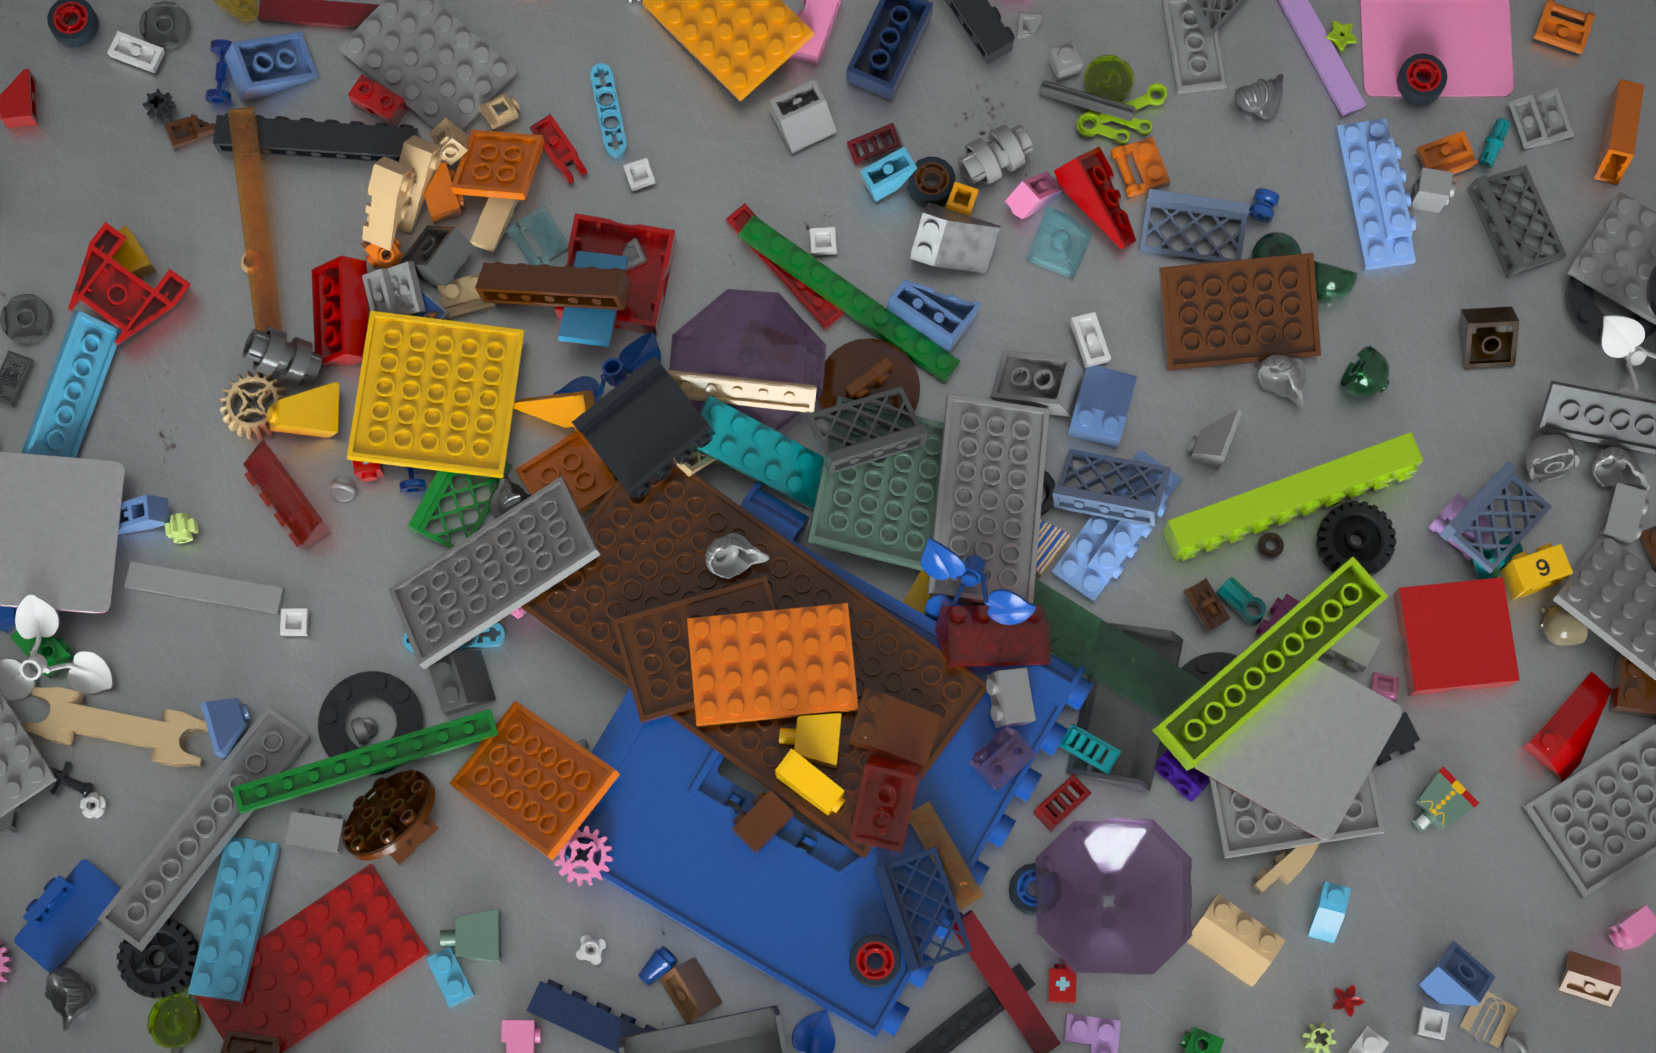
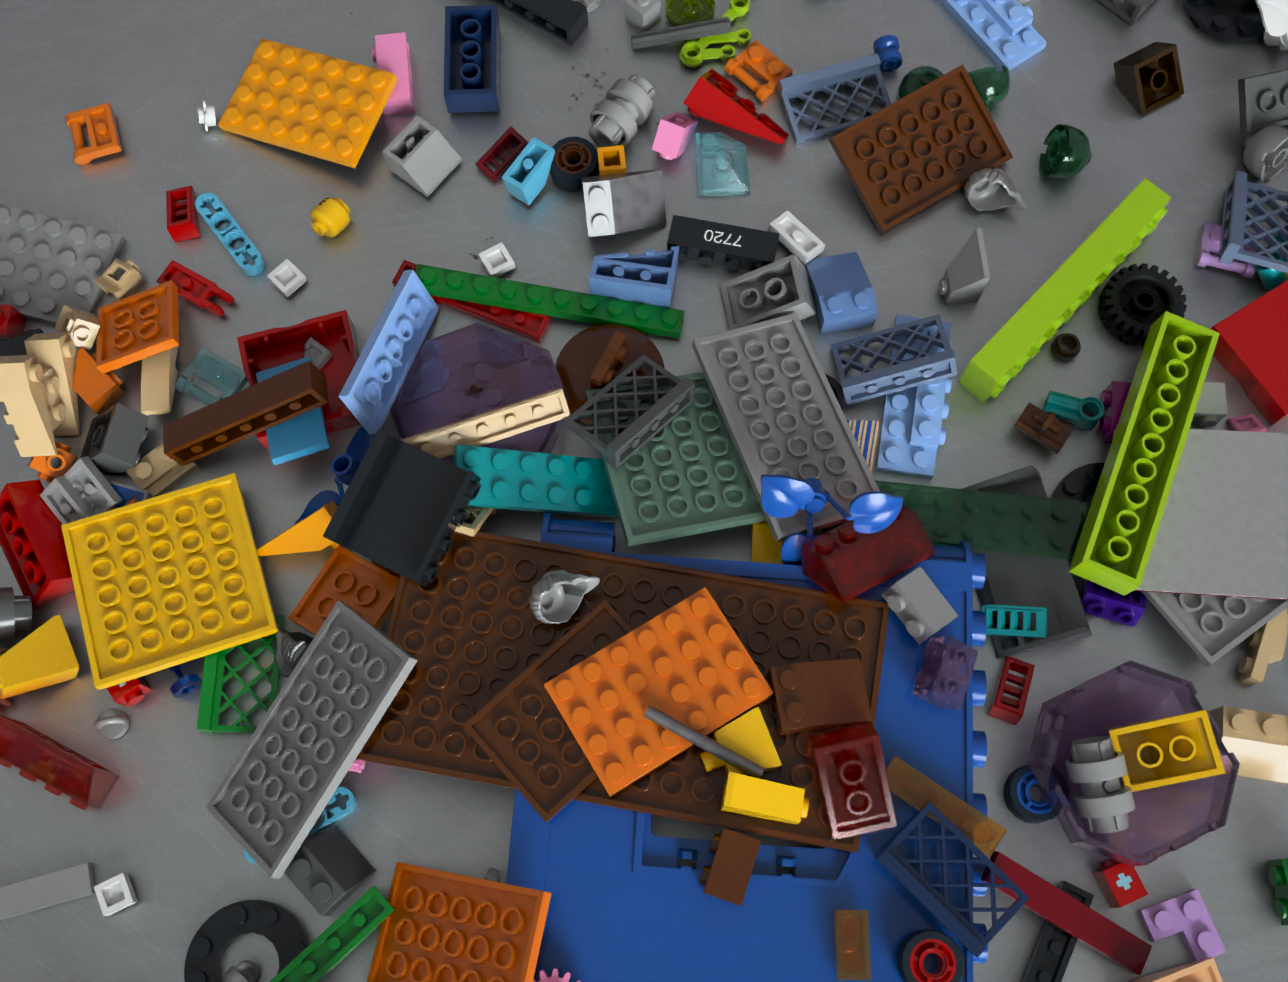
camera: 25 degrees left, 5 degrees down
(575, 87) = (182, 216): none -> red slope
(694, 286) = (389, 352): none -> light blue plate
(699, 135) = (330, 217): none -> yellow head
(785, 718) = (704, 742): none -> flat silver bar
(824, 920) = (852, 945): none -> clear orange plate
(1022, 317) = (722, 243): none -> black brick
(1072, 919) = (1101, 796): none -> light grey piece
(1143, 901) = (1167, 750): none -> yellow slope

